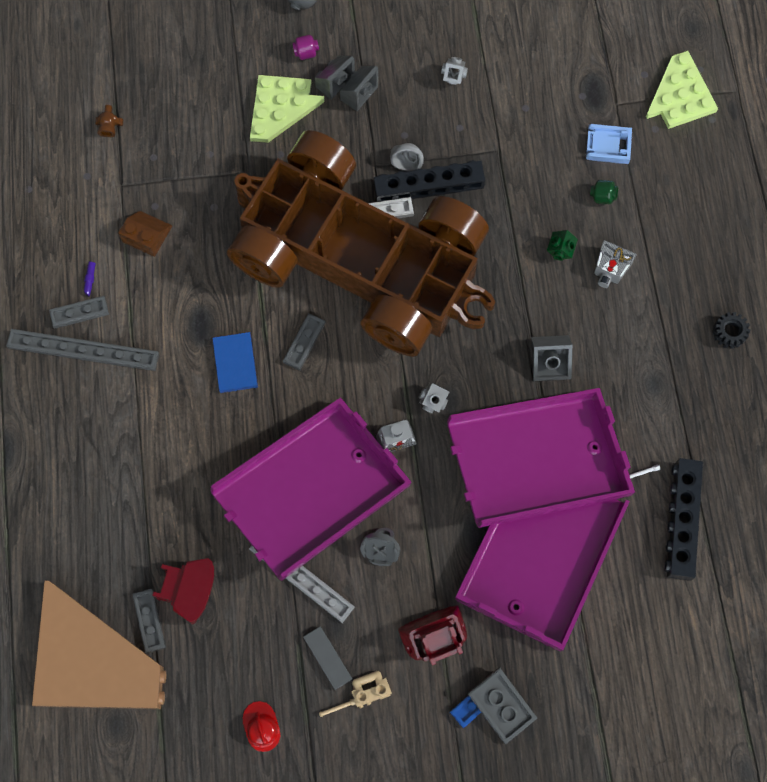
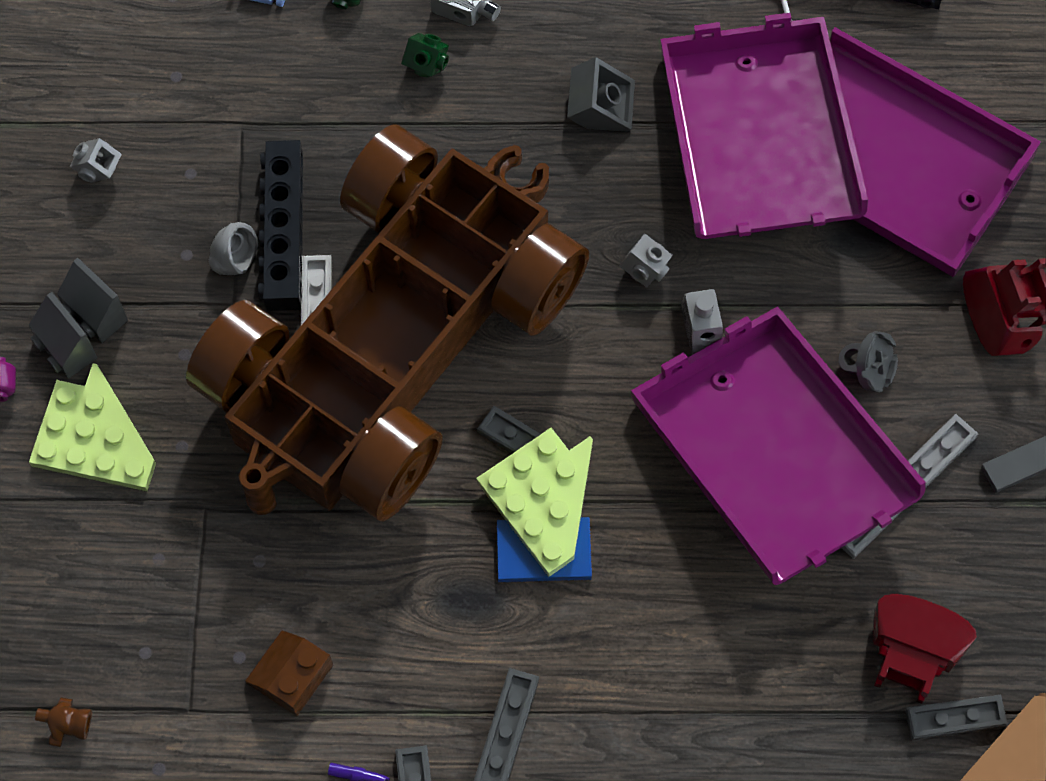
camera: 80 degrees left, 5 degrees down
(266, 354) = (542, 496): none -> yellowish green wing

